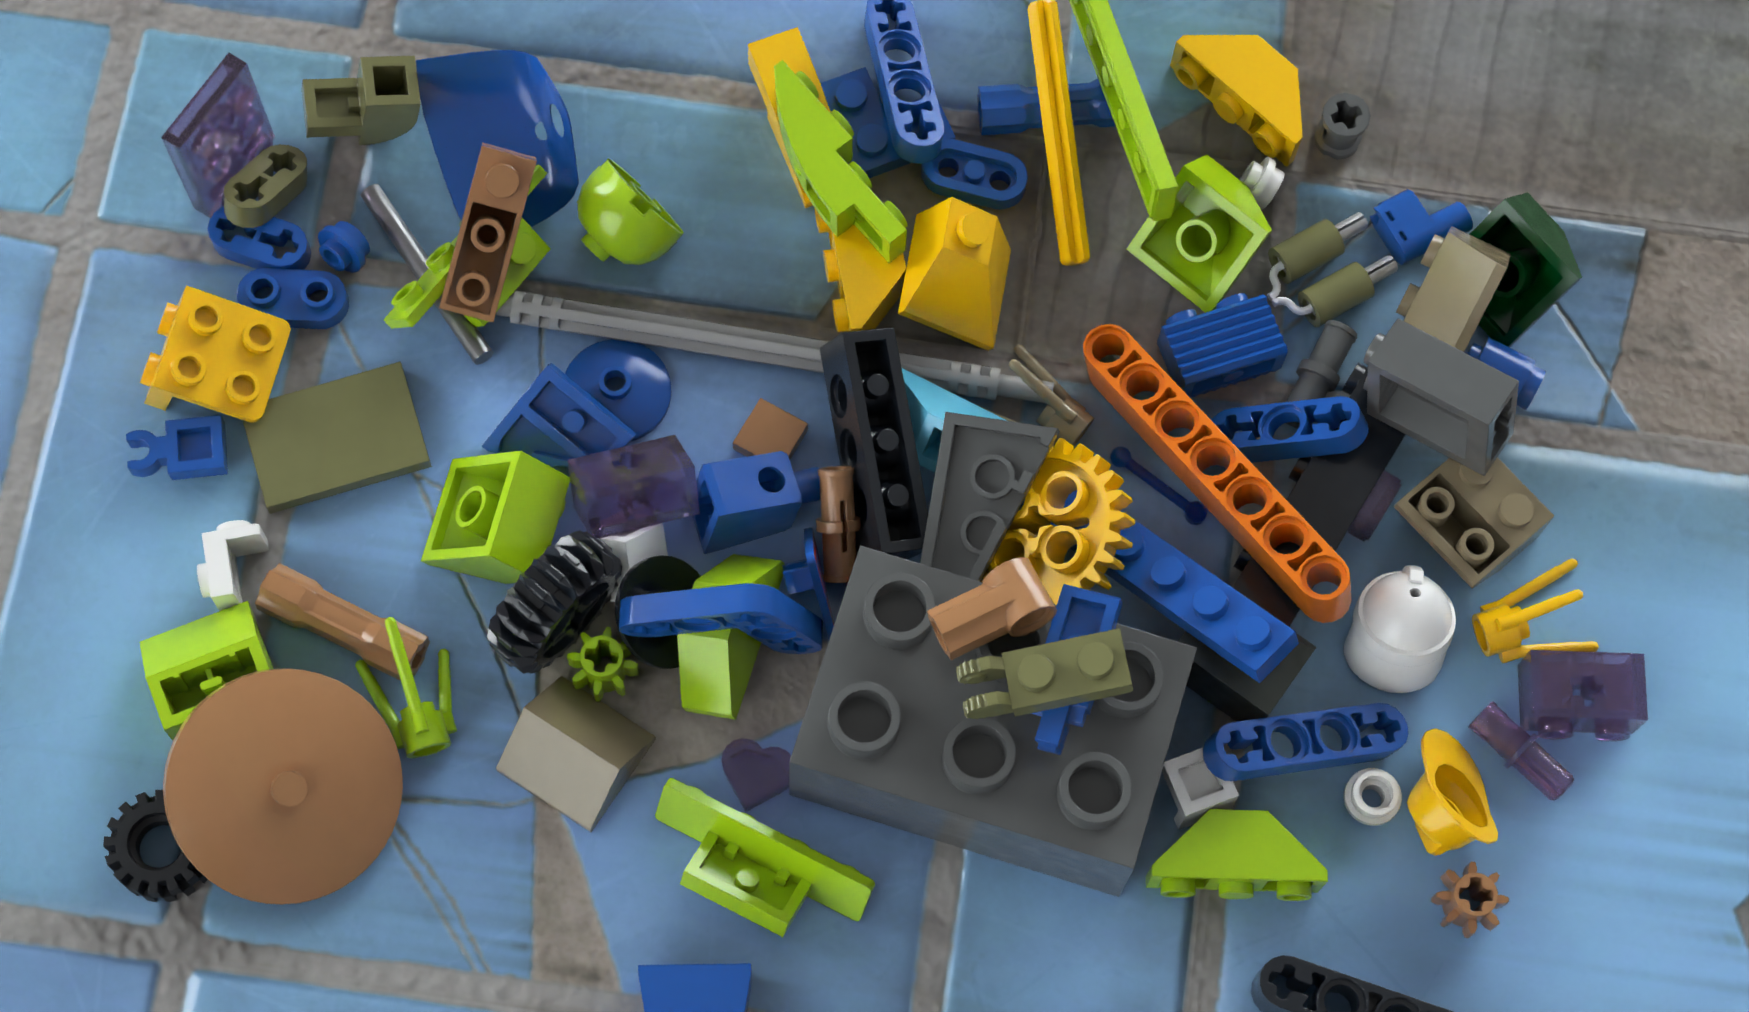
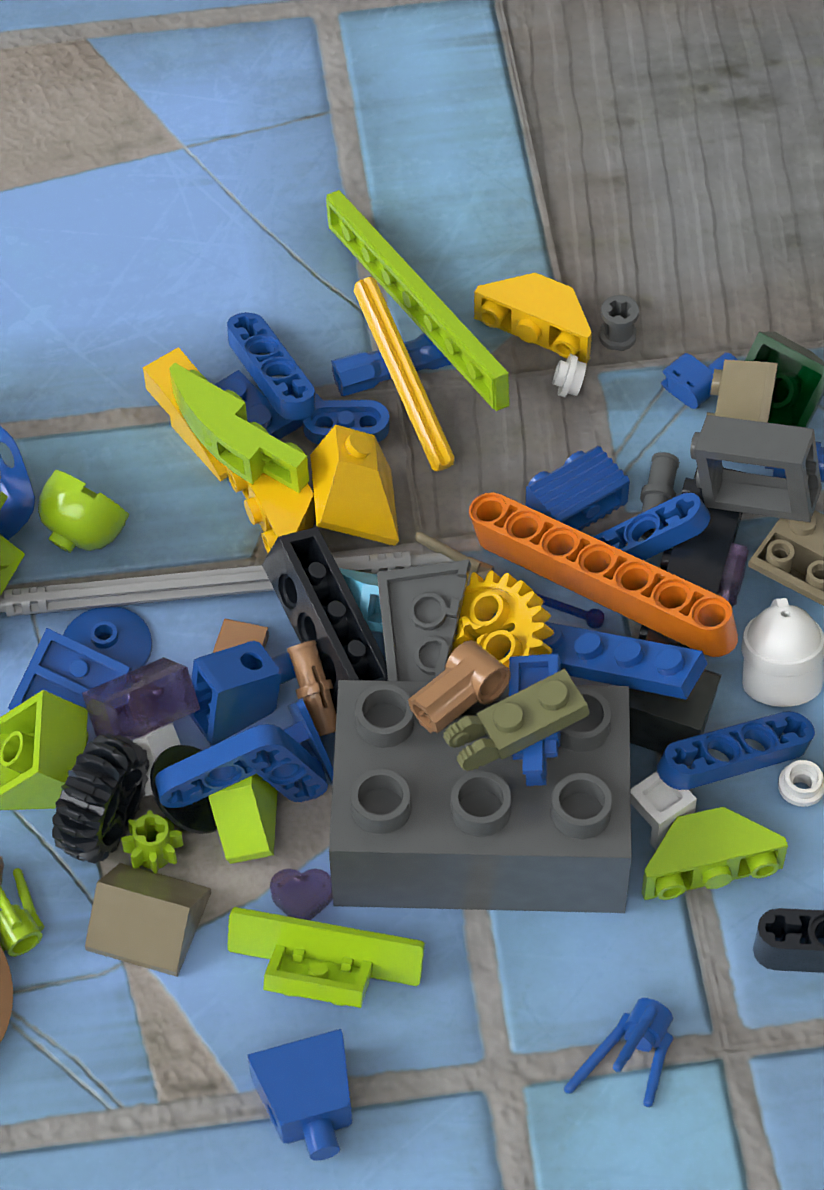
camera: 10 degrees left, 15 degrees down
(1208, 237) = (539, 422): lime slope -> none
(1335, 292) = (626, 411): olive piece -> none

